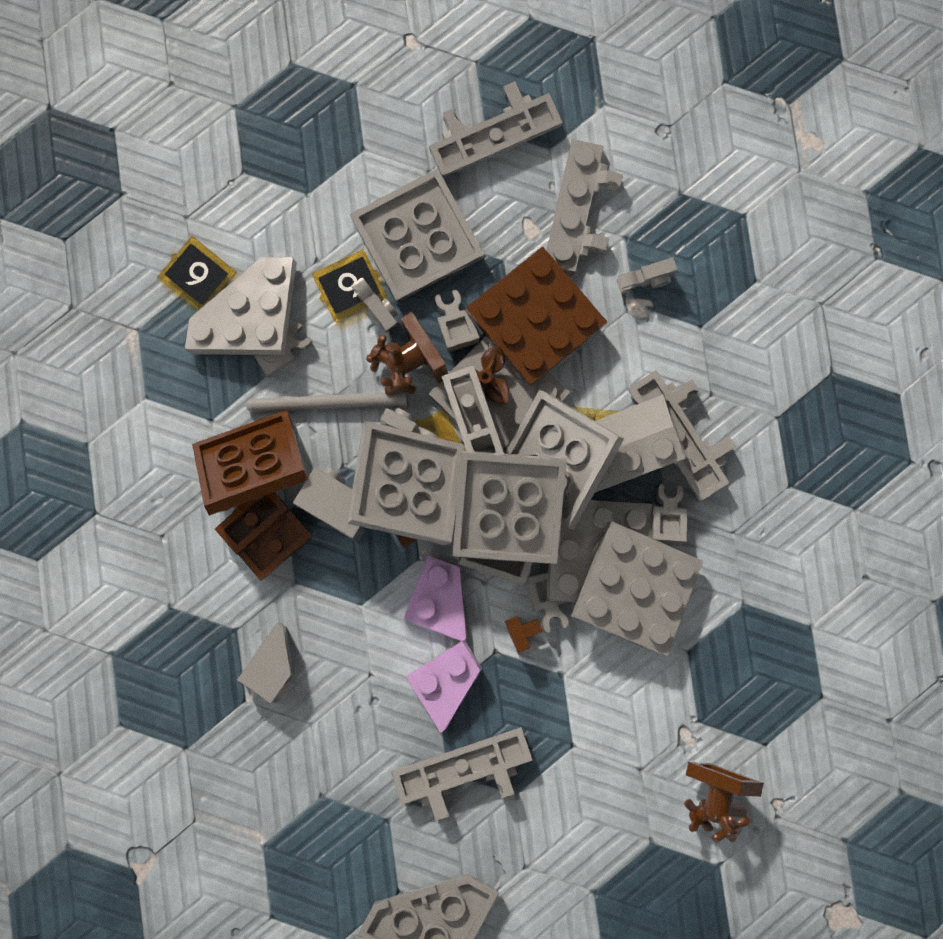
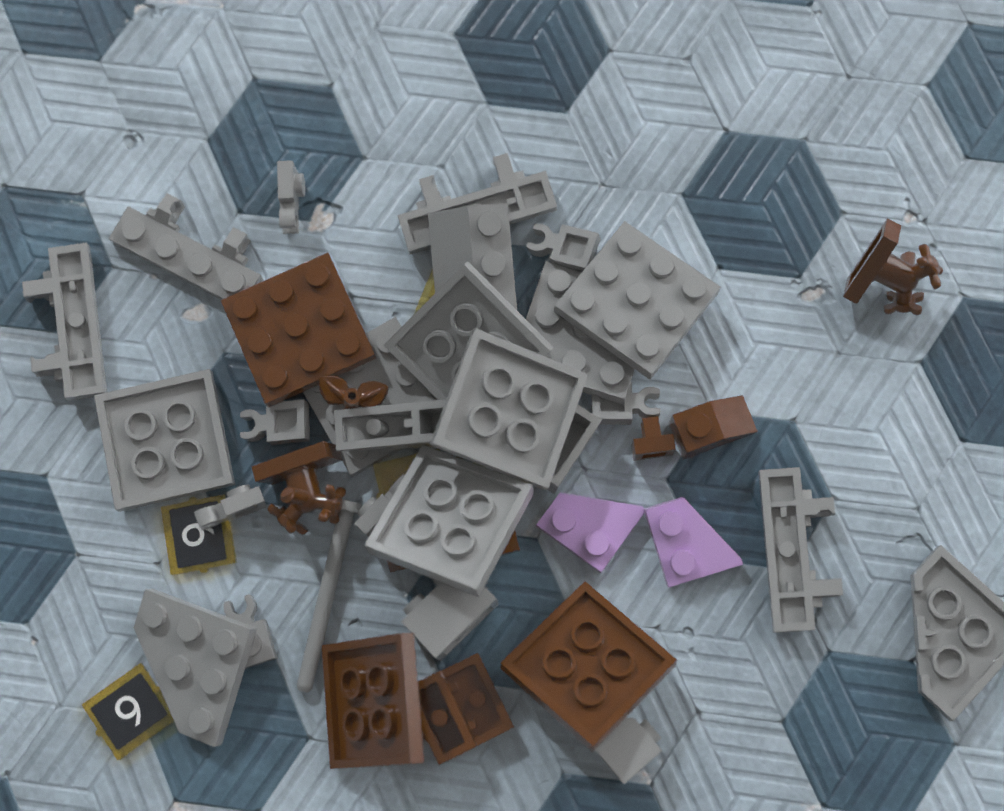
camera: 65 degrees left, 5 degrees down
(323, 627) = (588, 665): none -> reddish brown plate
(549, 679) = (711, 425): none -> reddish brown slope

